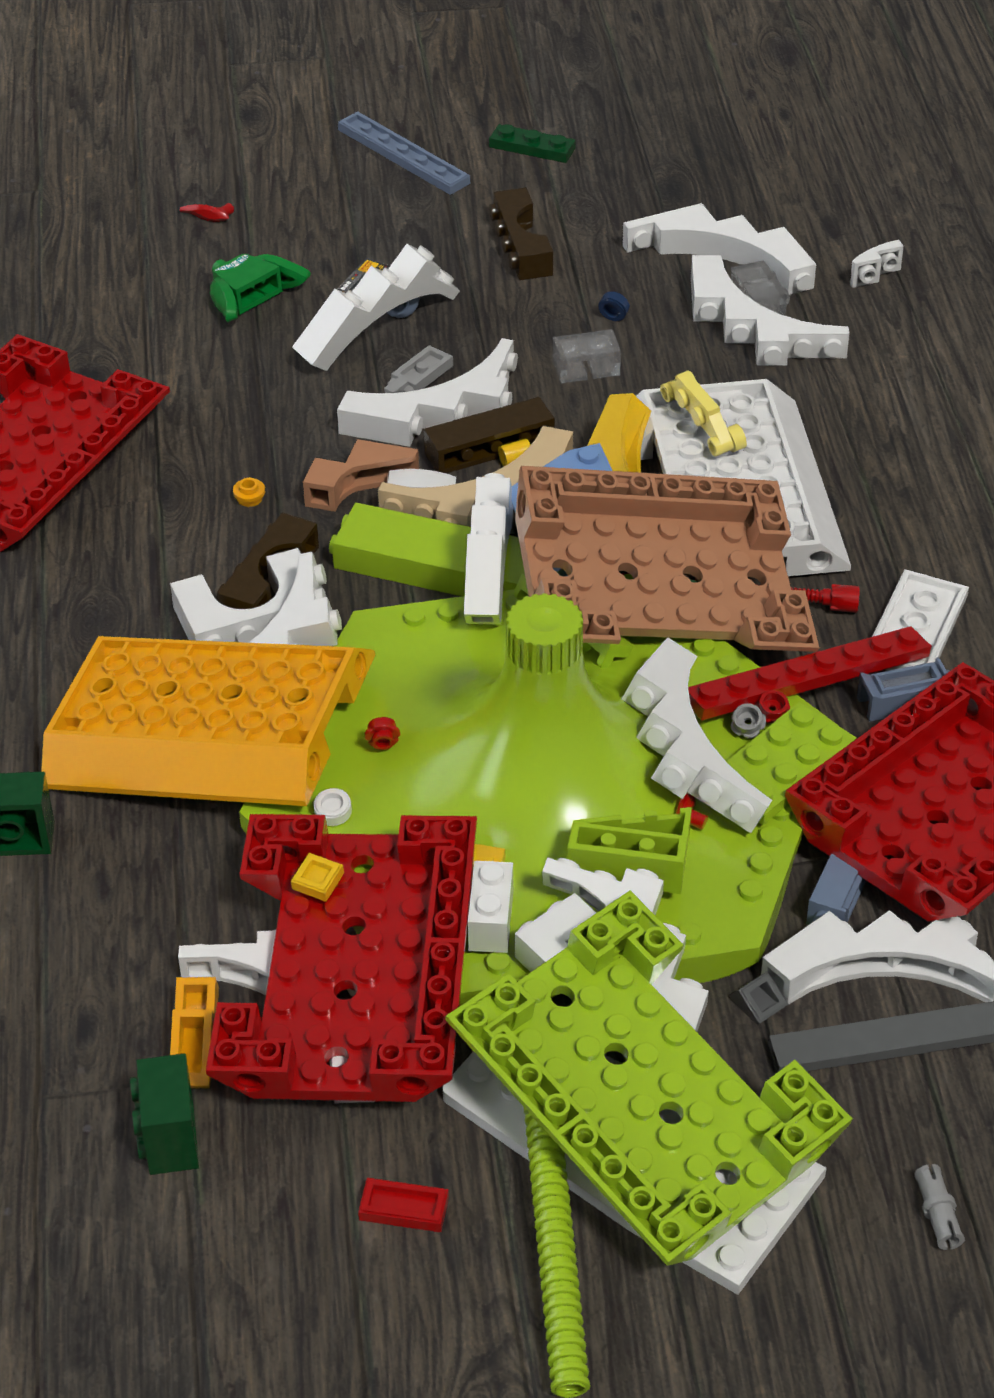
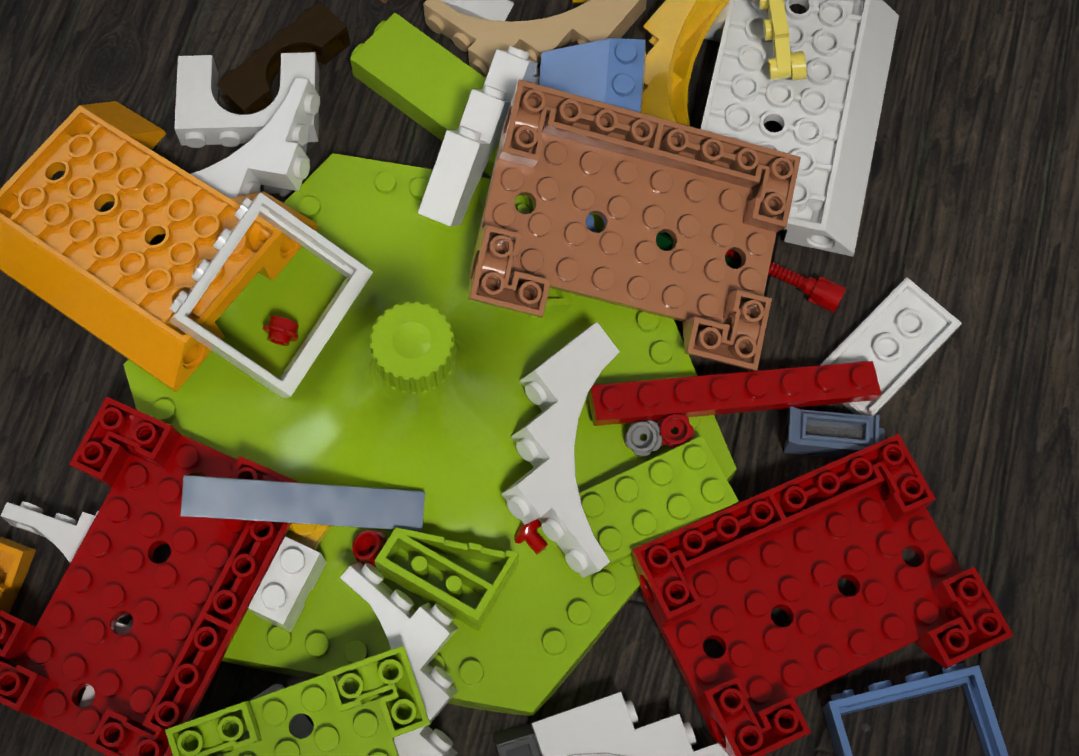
camera: 20 degrees right, 25 degrees up
(317, 877) = (141, 490): yellow tile -> none
(334, 805) = (205, 395): white tile -> none
(388, 646) = (354, 271): none -> white window
(477, 823) = (302, 503): none -> sand blue tile
(549, 849) = (364, 544): none -> red plate
(549, 933) = (335, 642): white brick -> none
(835, 891) = (641, 665): sand blue window -> none

